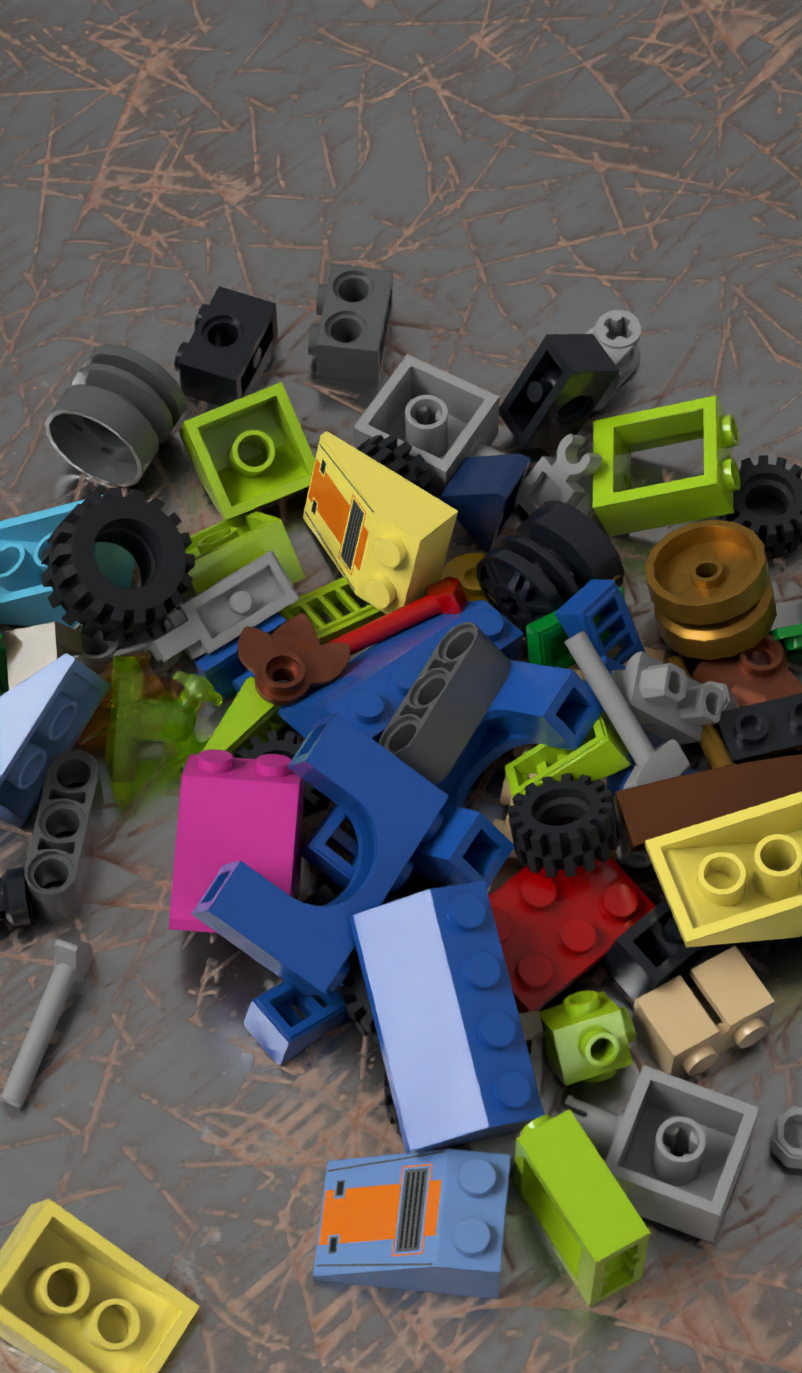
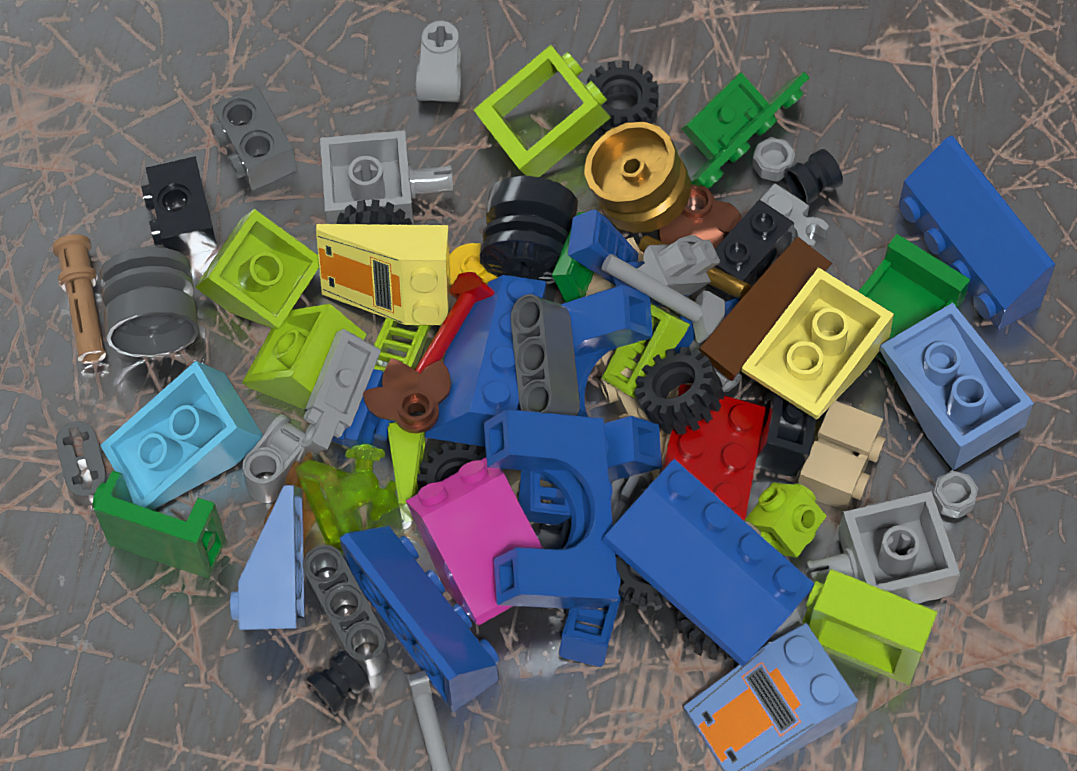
camera: 35 degrees left, 5 degrees up
(36, 647) = (243, 504): panel -> none
(90, 330) = (78, 281): none -> medium nougat pin
(128, 884) = (420, 615): none -> blue slope
(141, 531) = (273, 382): black tyre -> none
(486, 494) = (446, 200): dark blue slope -> none
(557, 390) = (437, 102): black brick -> none
(558, 478) = (478, 169): light grey plate -> none

